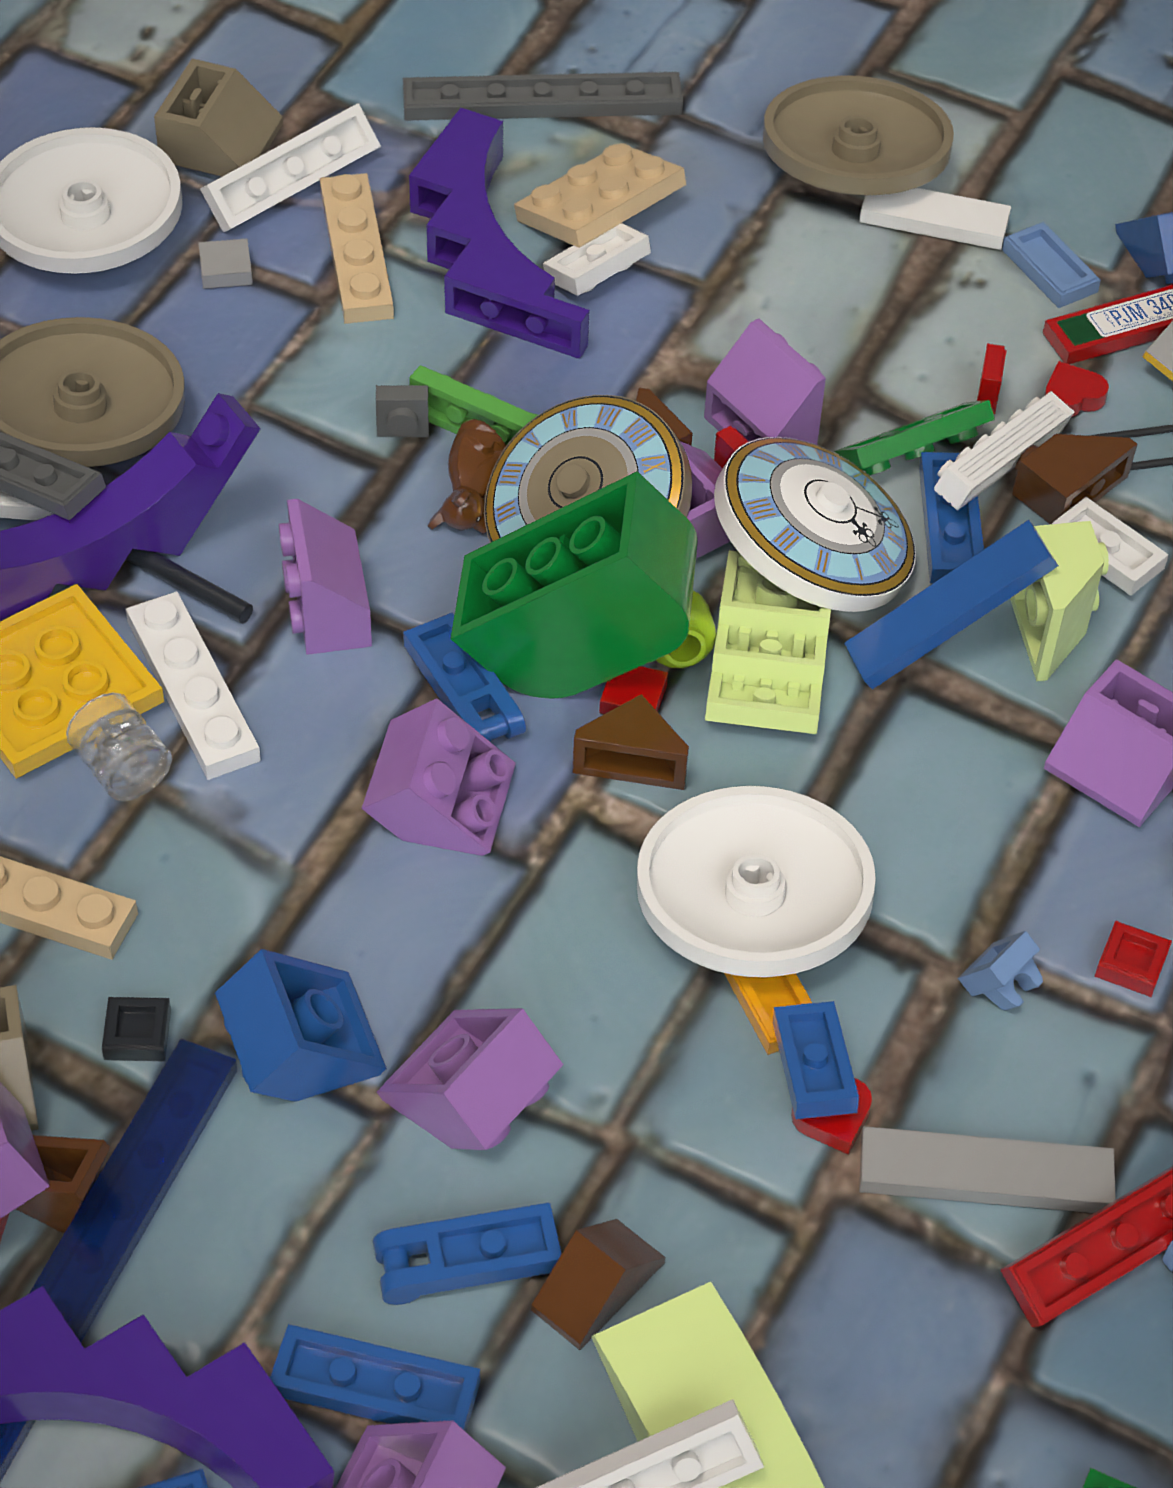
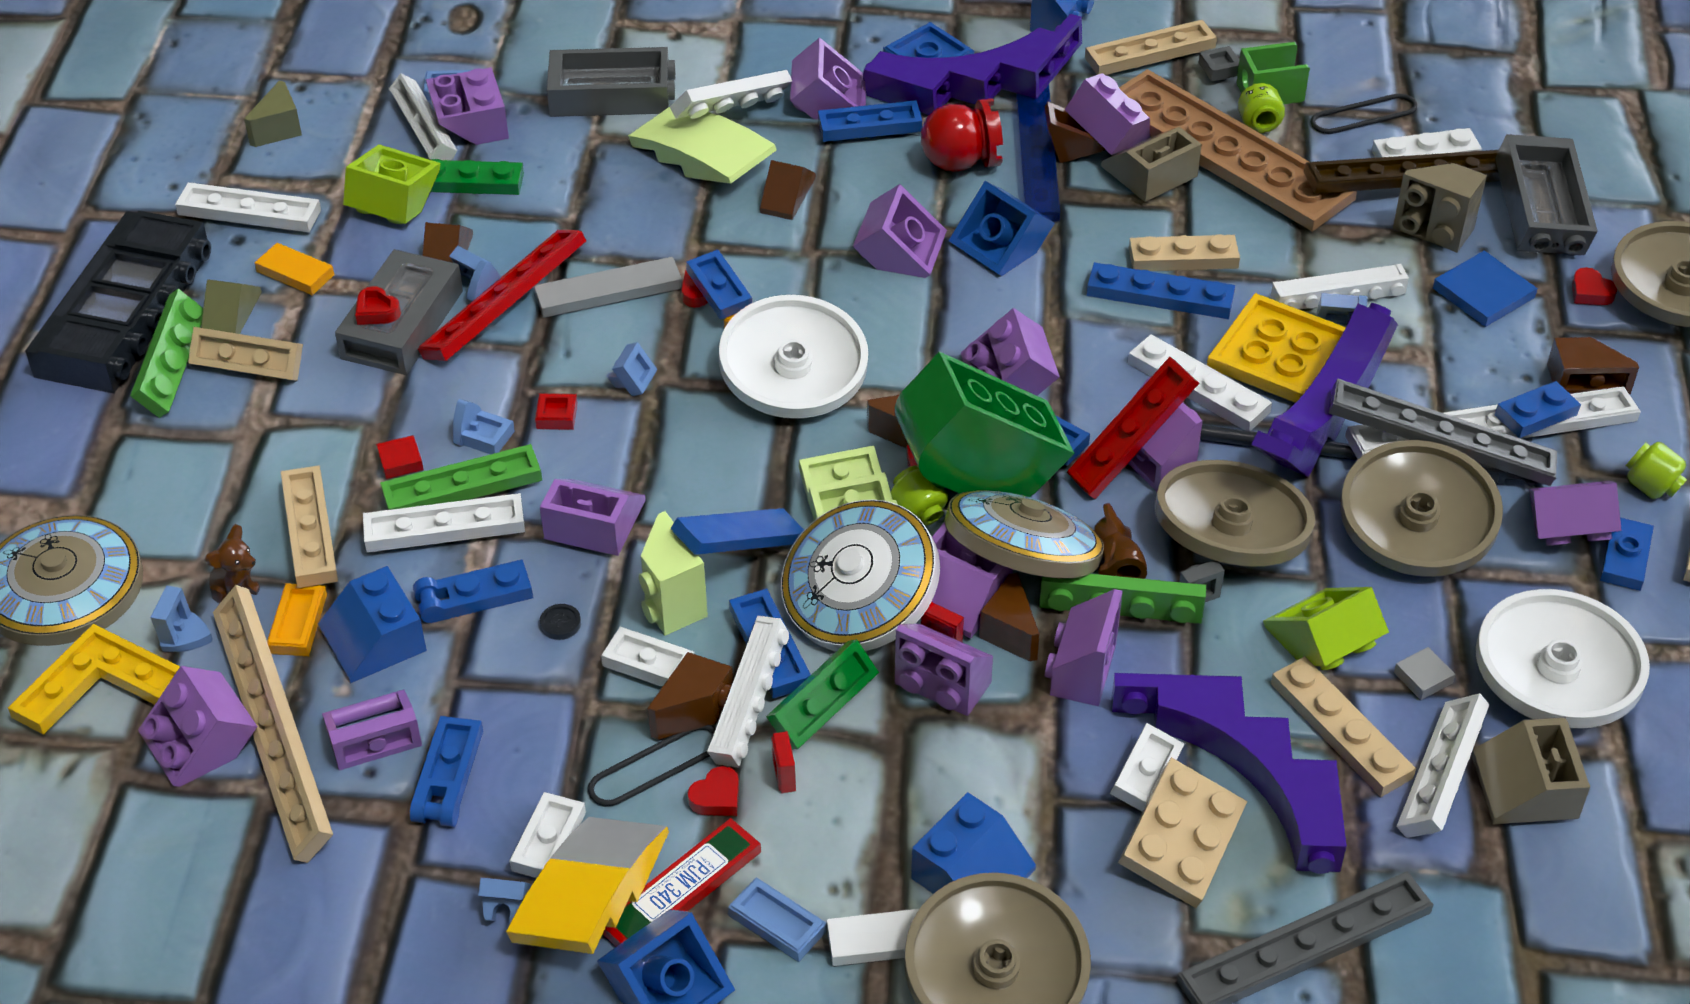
camera: 160 degrees right, 5 degrees down
(118, 746) = (1200, 316): clear wheel -> none
(130, 850) = (1161, 290): none -> blue plate
(136, 1029) = (1088, 217): black tile -> none
(257, 1221) = (959, 136): none -> red tile
(296, 327) = (1329, 625): none -> lime slope
(322, 441) = (1234, 513): none -> dark tan dish
(361, 561) = (1132, 427): none -> red tile
(467, 1252) = (856, 176): blue plate -> none
(590, 352) = (1085, 649): none -> medium lavender slope
(837, 242) = (966, 843): none -> blue slope

